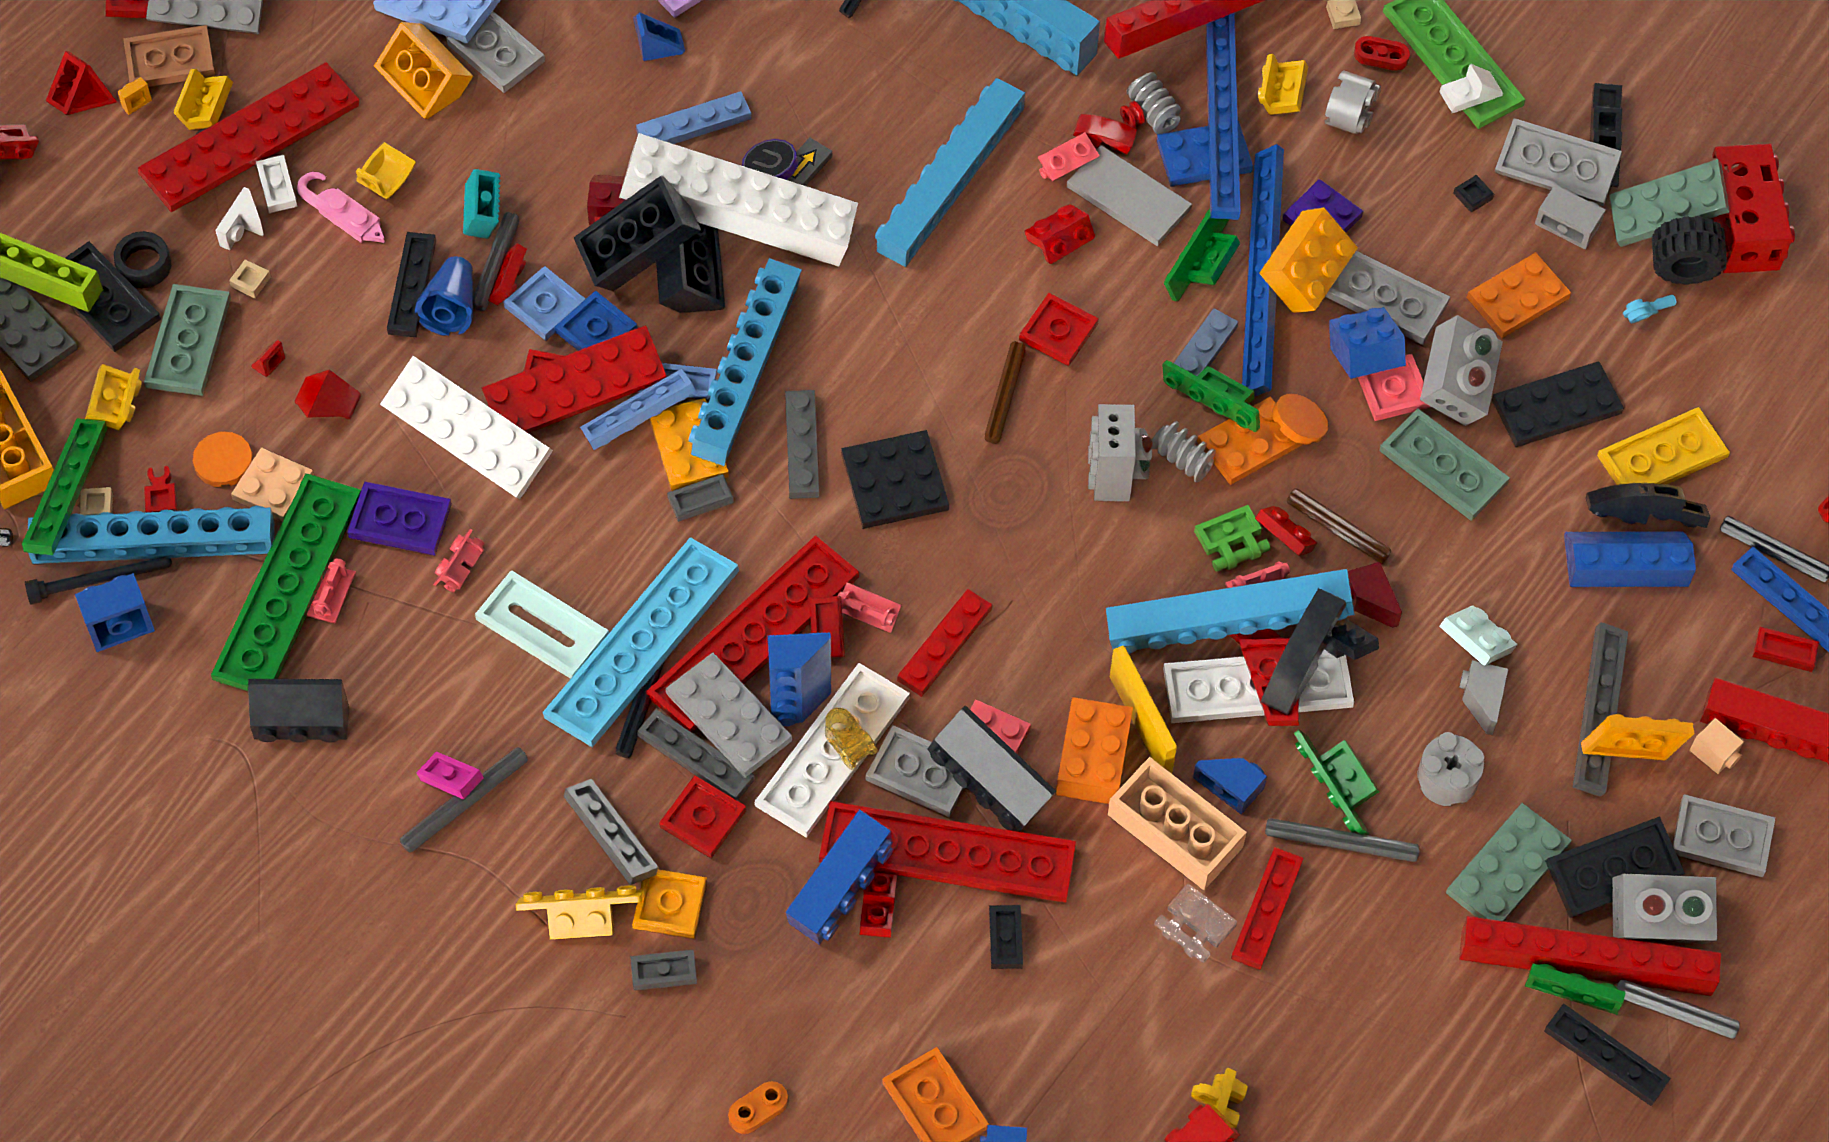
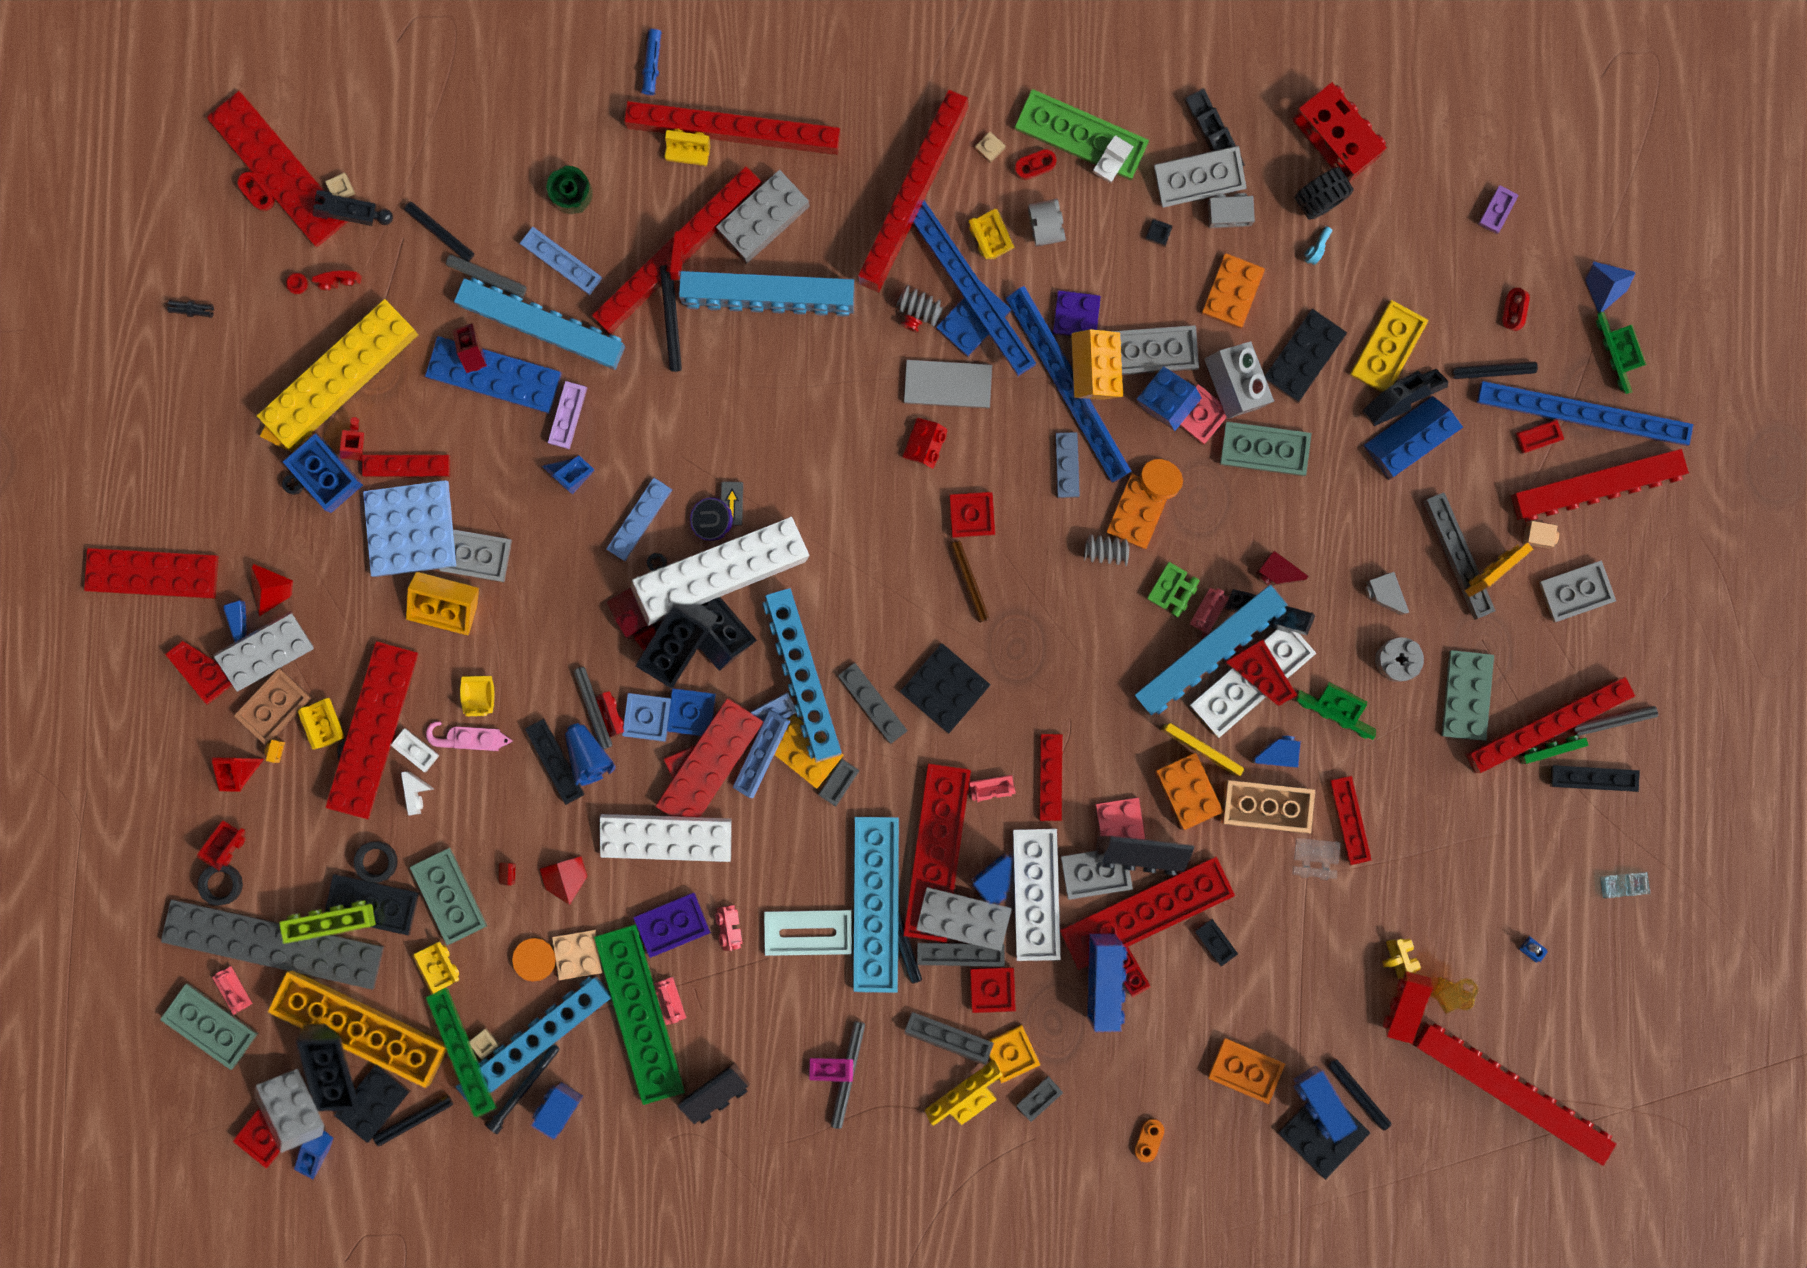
camera: 35 degrees left, 25 degrees up
(161, 493) = (519, 1012): red plate -> none
(250, 278) = (452, 828): tan plate -> none
(481, 203) = (556, 678): teal brick -> none
(827, 617) = (979, 820): red tile -> none
(852, 741) = (1047, 888): clear yellow piece -> none
(949, 172) = (827, 446): dark azure brick -> none
(1067, 157) = (894, 386): coral hinge -> none
(1106, 130) = (901, 349): red slope -> none
(1117, 452) = (1074, 588): light grey piece -> none
(1203, 257) = (1027, 401): green bracket -> none
(1215, 391) = (1100, 494): green bracket -> none
(1280, 525) = (1202, 562): red plate -> none
(1303, 651) = (1276, 653): black slope -> none
(1339, 525) = (1229, 535): reddish brown axle -> none
(1342, 839) = (1363, 746): dark grey axle -> none
(1478, 635) = (1361, 558): light aqua plate -> none
(1587, 871) = (1530, 657): black plate -> none
(1665, 908) = (1577, 669): light grey piece -> none
(1681, 194) = (1290, 165): sand green plate -> none

